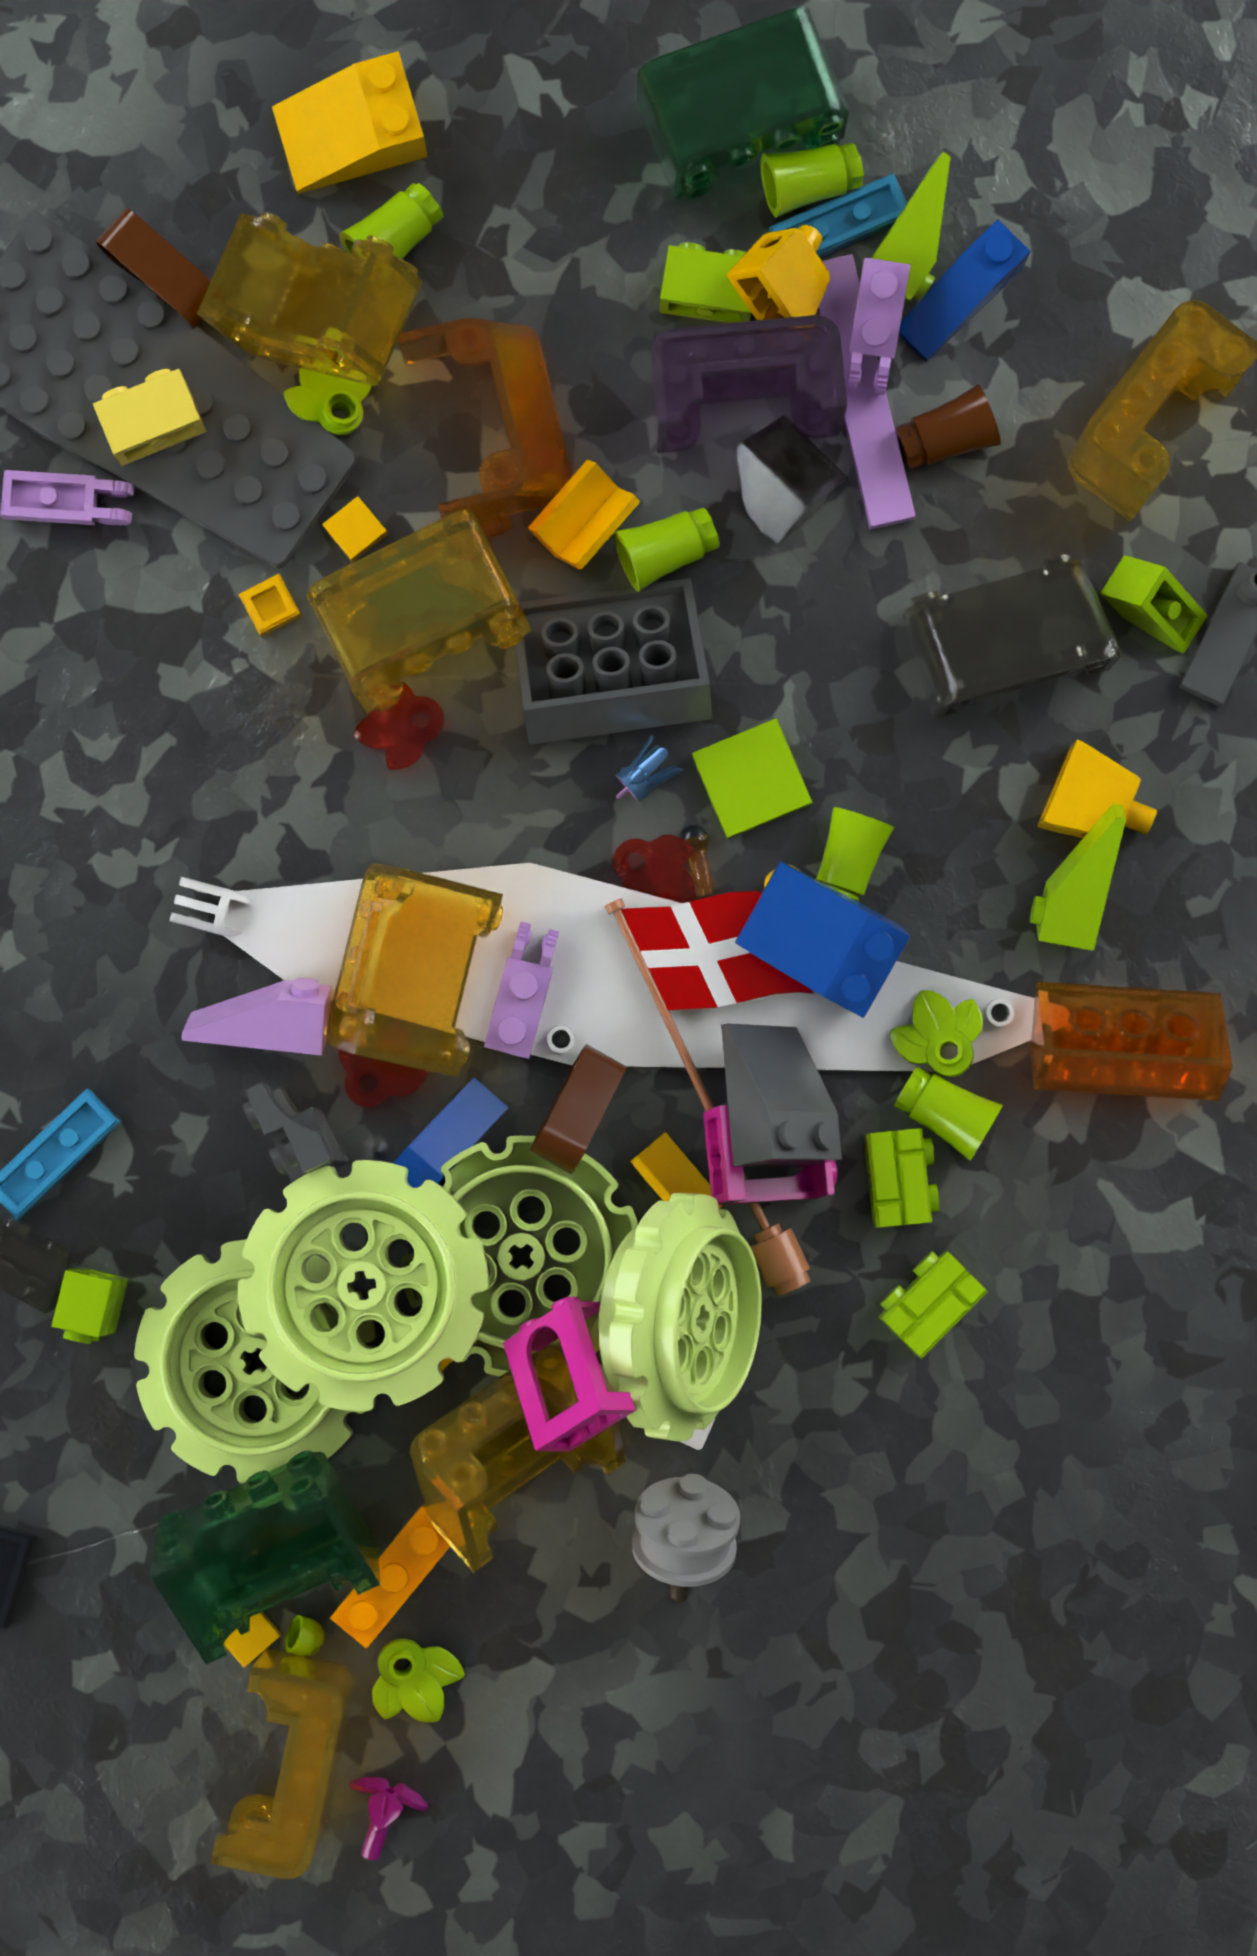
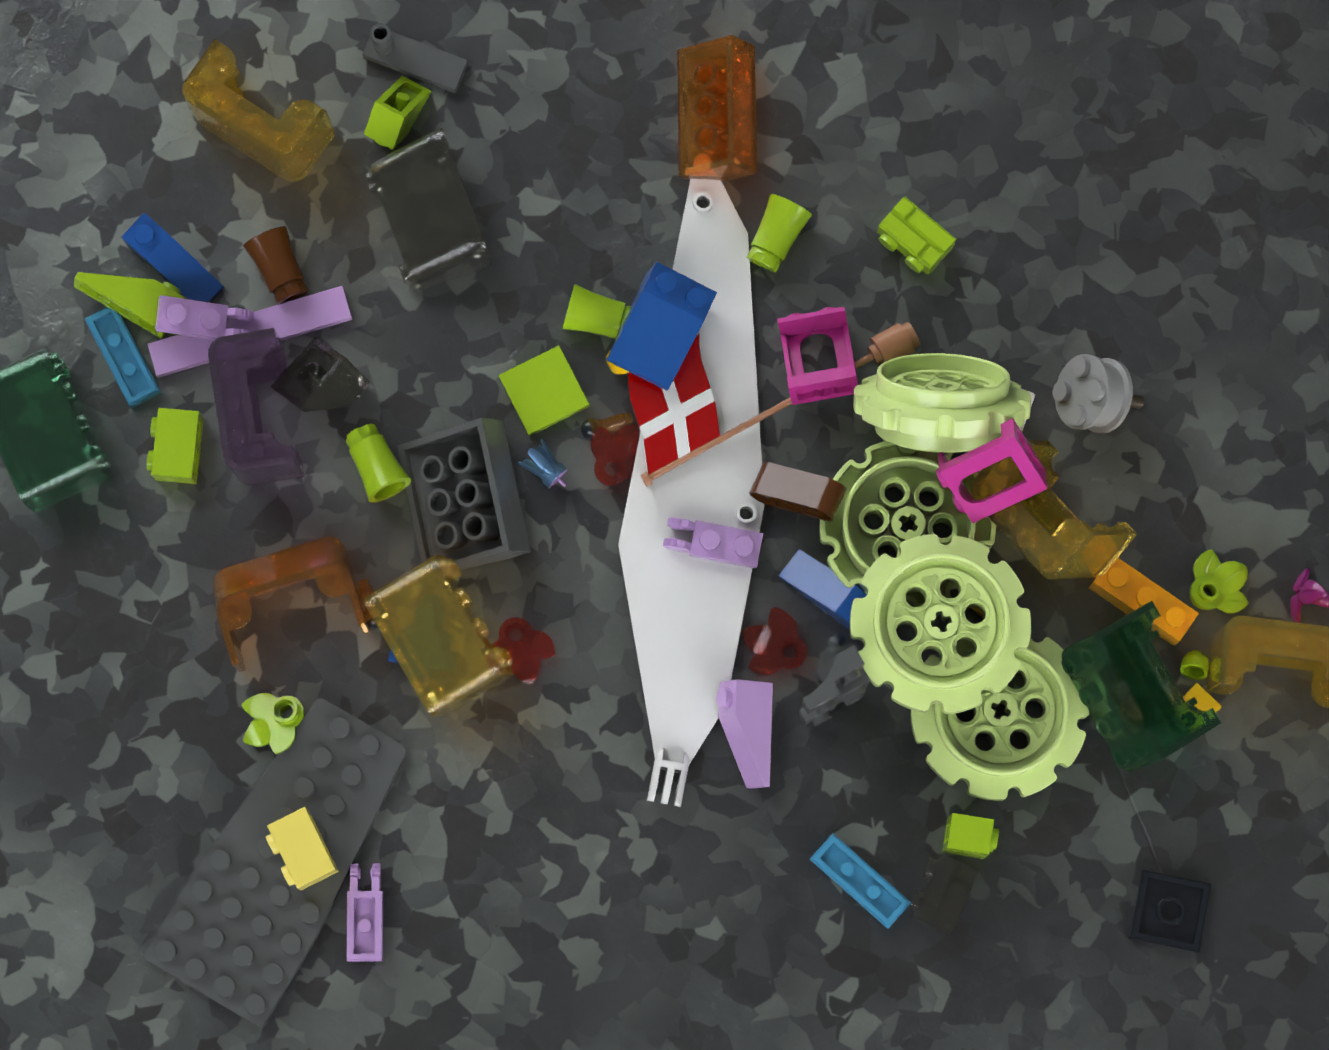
camera: 90 degrees left, 5 degrees down
(155, 263) = (181, 857): reddish brown beam -> none
(270, 605) = (436, 754): yellow tile -> none
(311, 301) = (209, 730): clear yellow windscreen -> none
(351, 124) = (65, 722): yellow slope -> none
(355, 529) = (375, 695): yellow tile -> none
(400, 221) = (147, 683): lime plant -> none
(409, 968) = (704, 625): clear yellow windscreen -> none
(583, 515) = (357, 523): yellow panel -> none
(669, 1170) = (837, 428): yellow panel -> none
(776, 1099) = (780, 349): dark grey slope -> none
(782, 274) = (173, 389): yellow torso -> none
(809, 176) = (91, 378): lime plant -> none
(899, 1177) = (827, 264): lime brick -> none
(935, 1027) = (717, 246): lime plate -> none
(1079, 887) = (608, 149): lime slope -> none
(1086, 790) = (542, 145): yellow torso -> none

